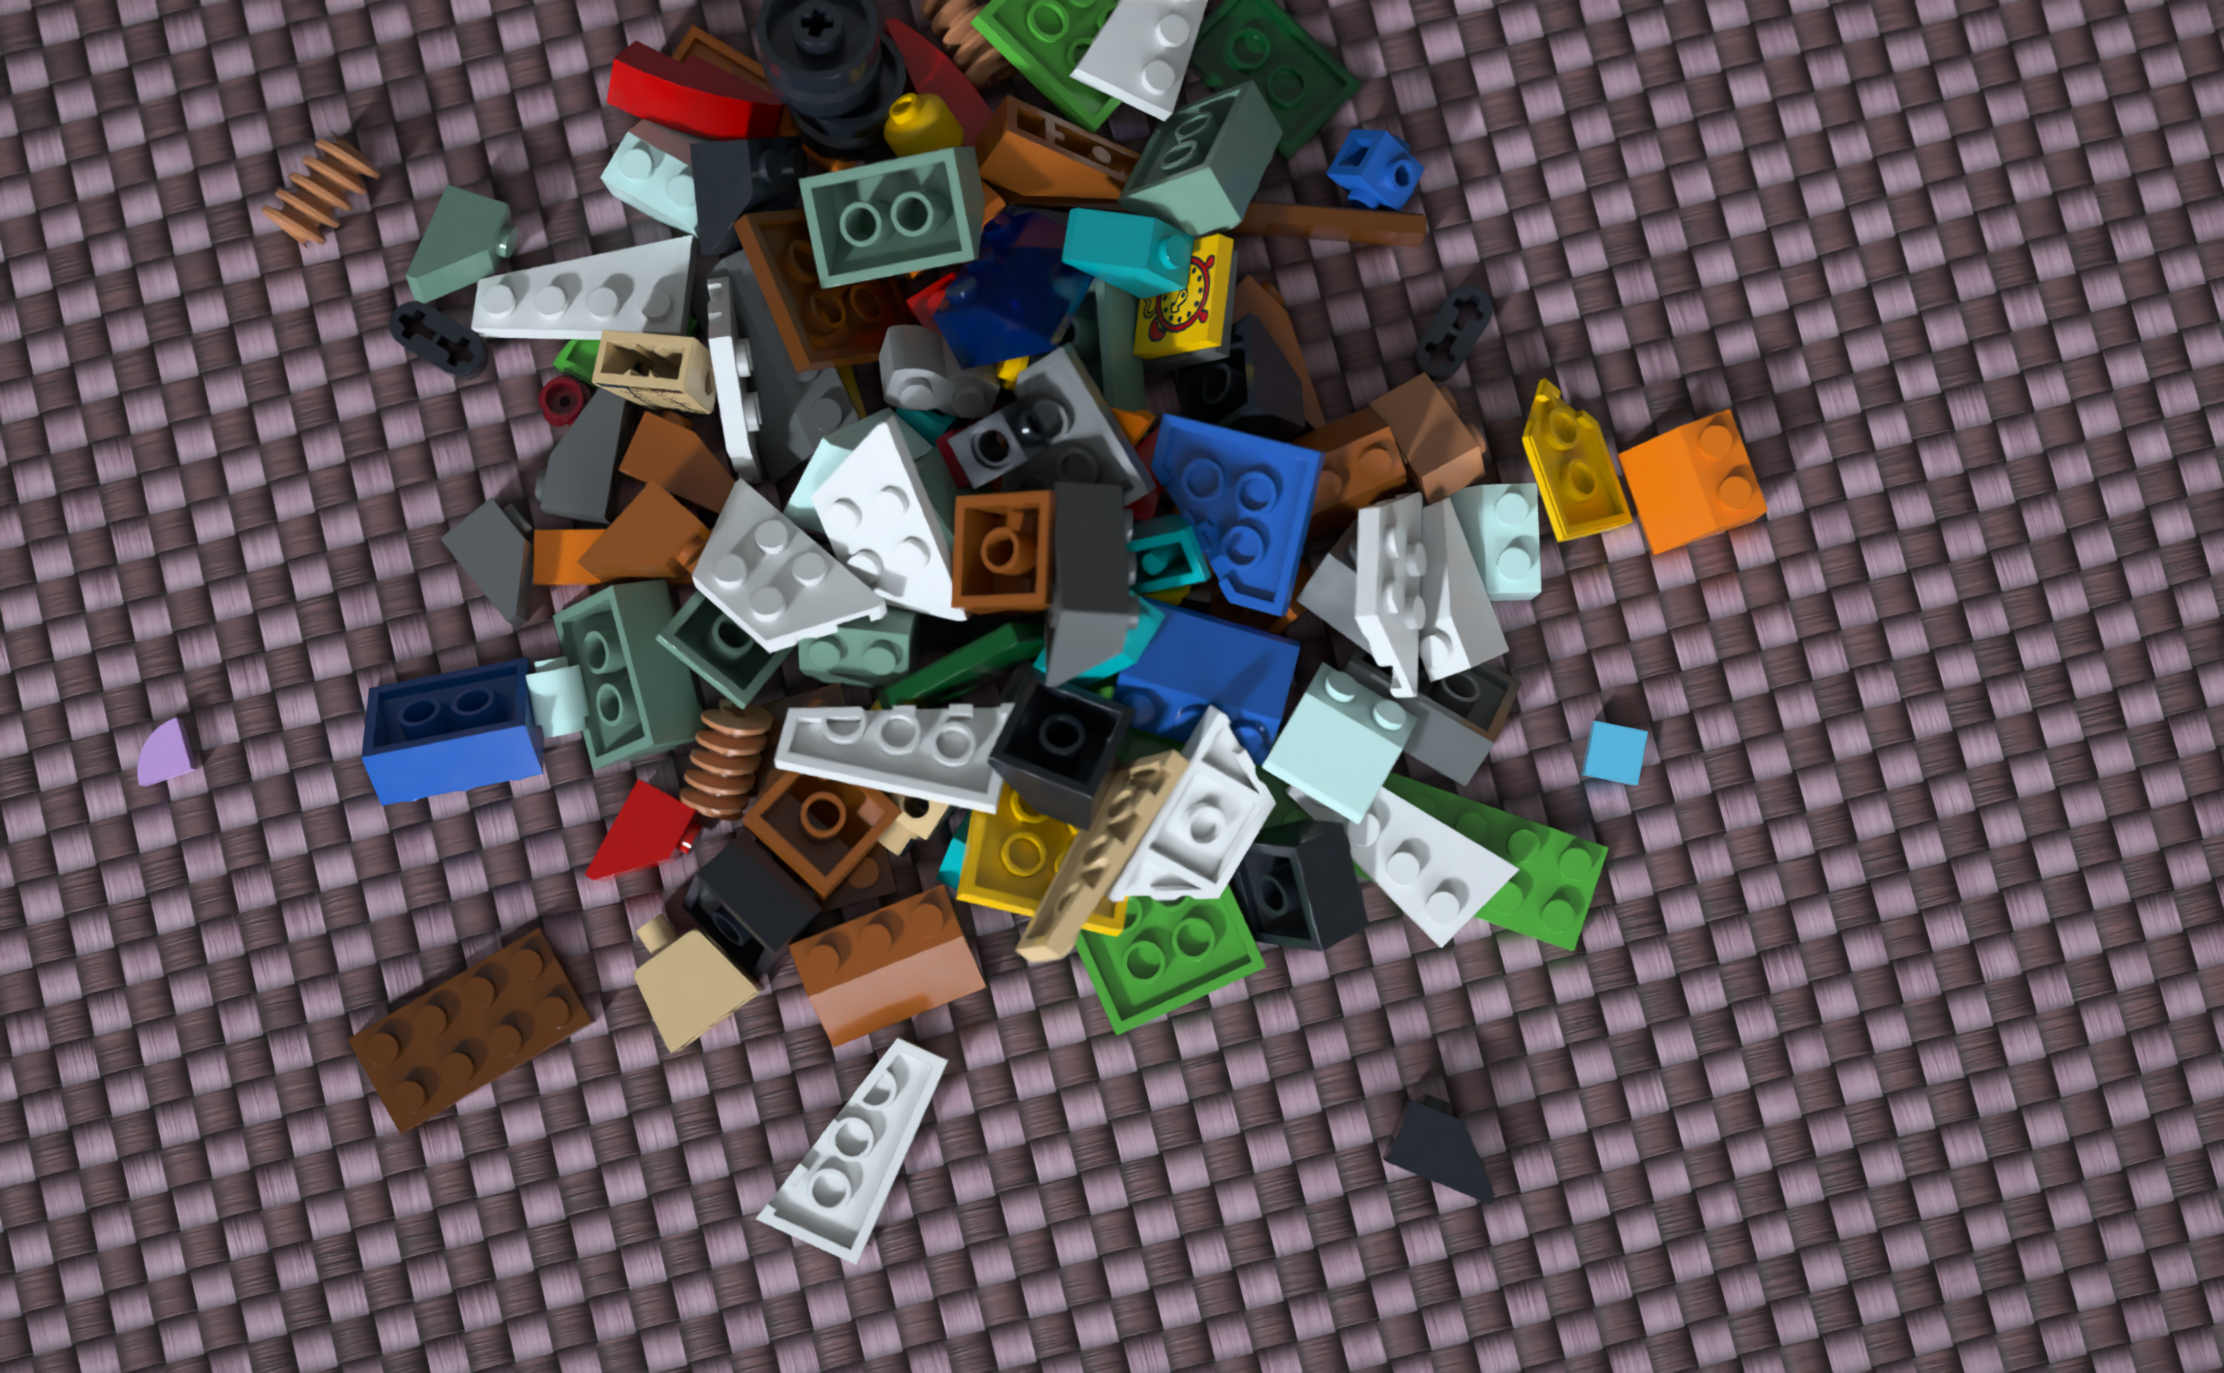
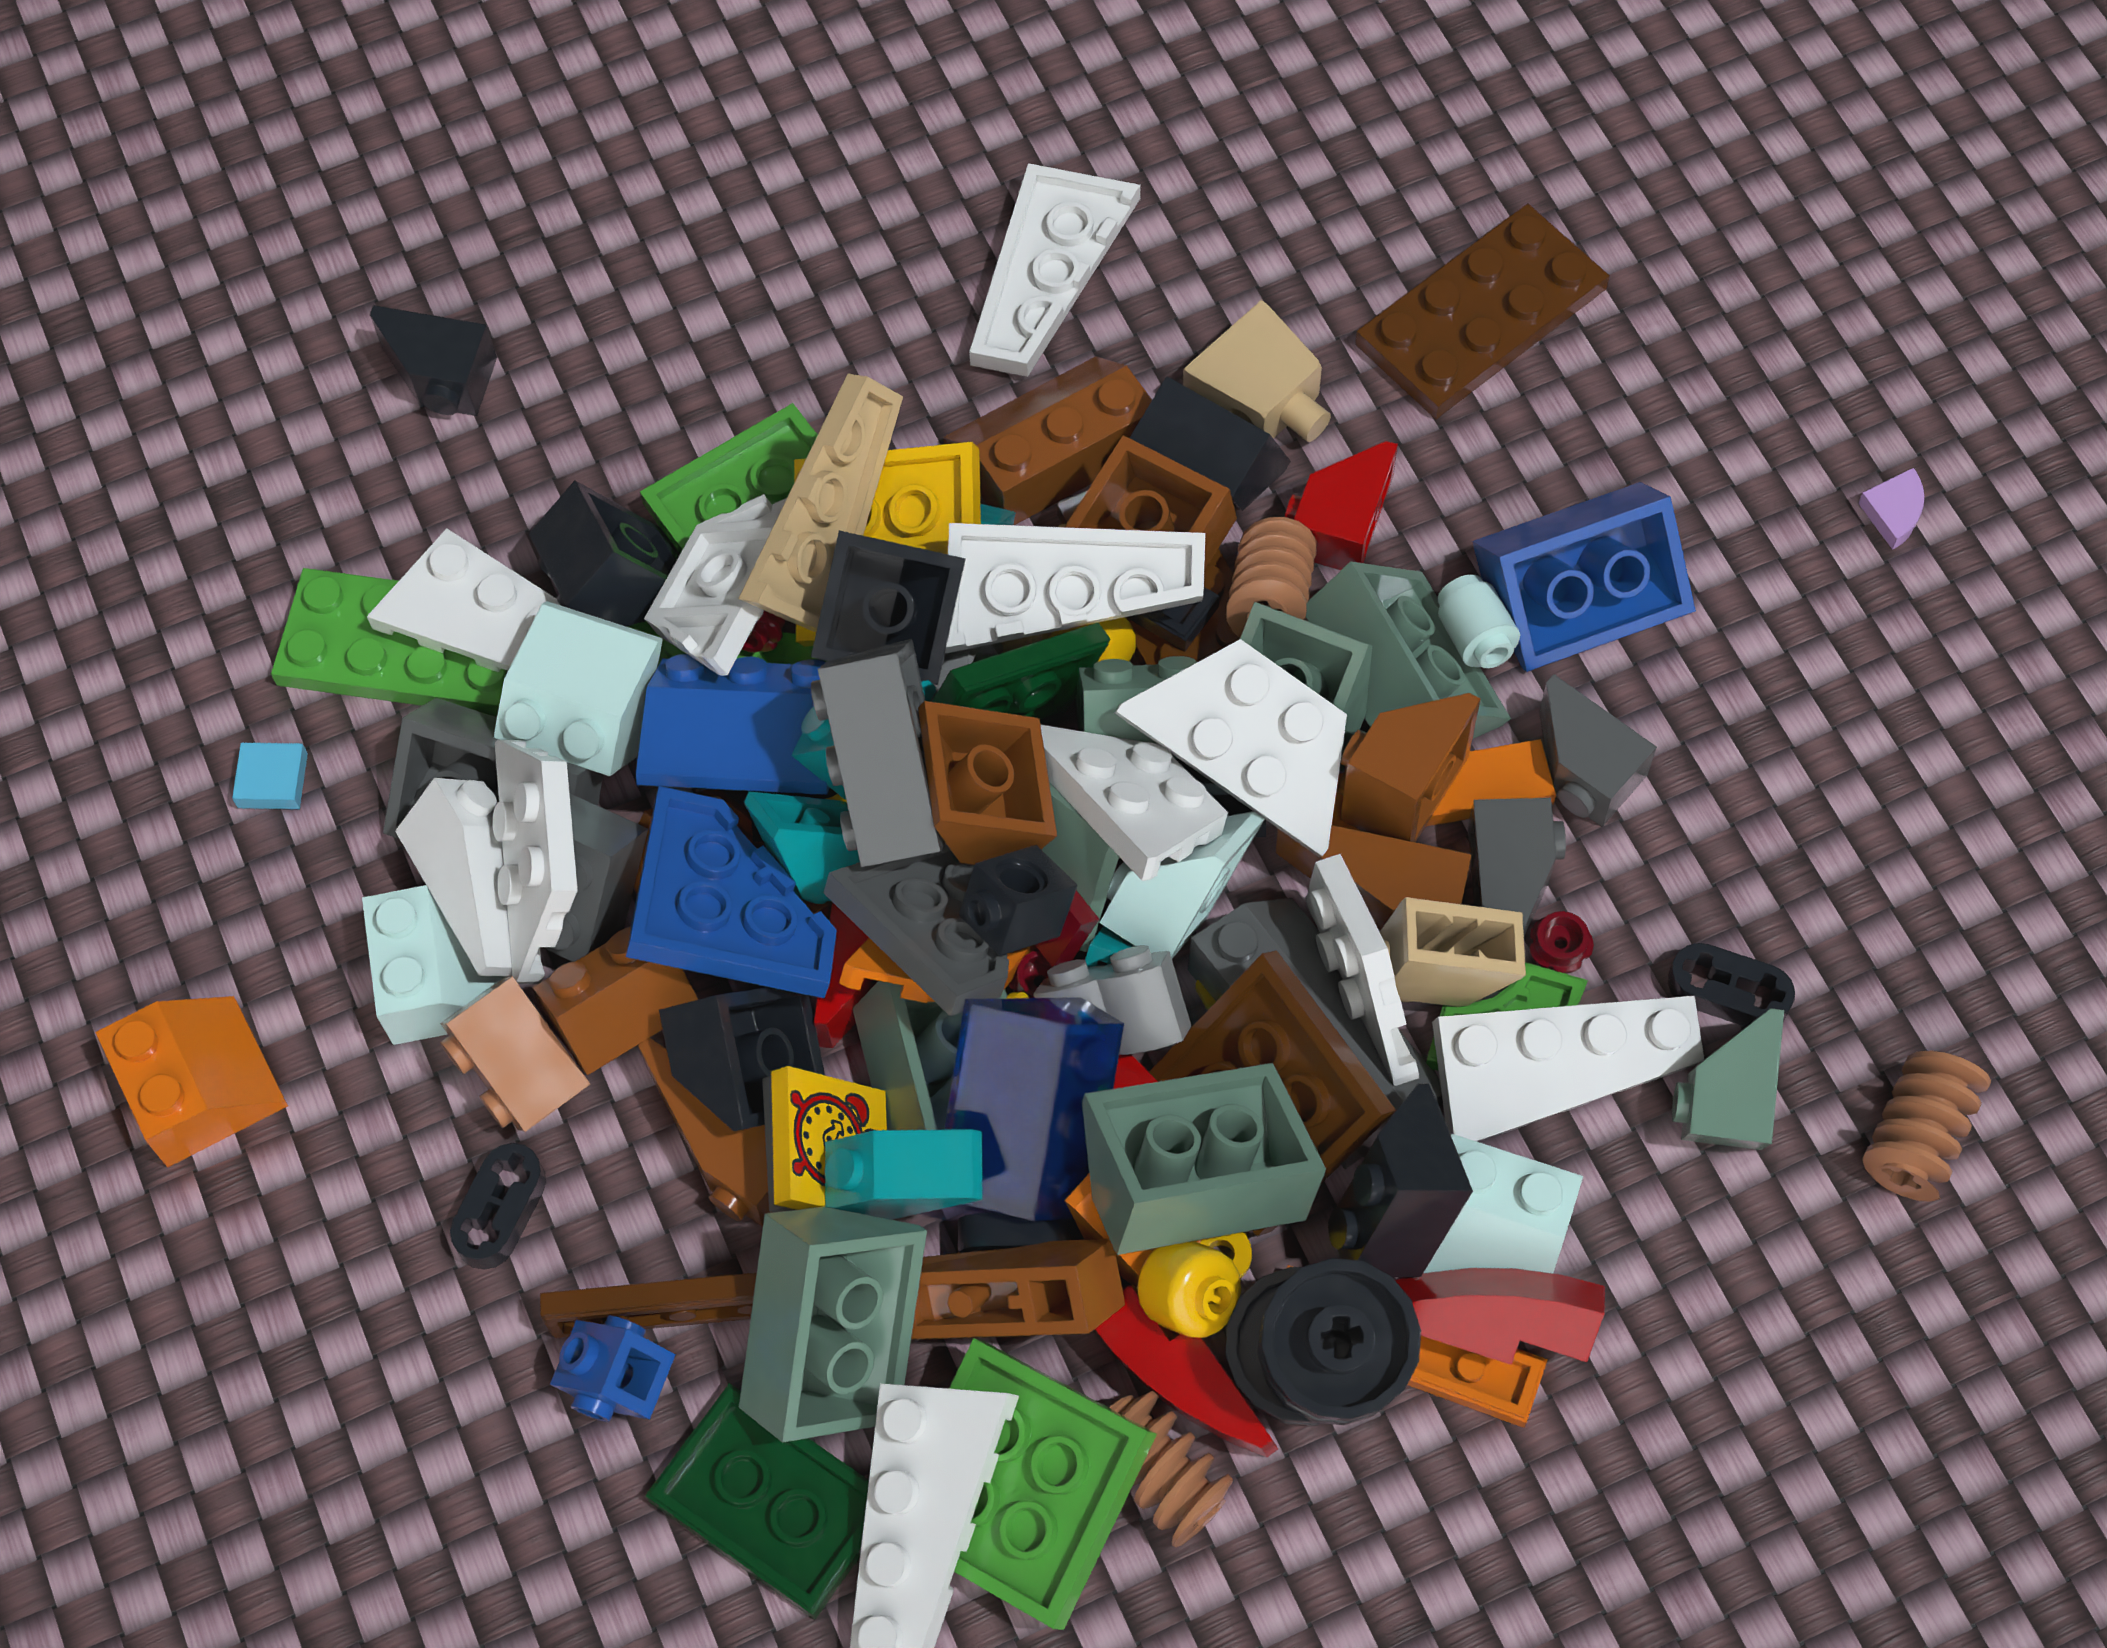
camera: 170 degrees right, 20 degrees down
(1572, 468) = (337, 1059): yellow tile -> none

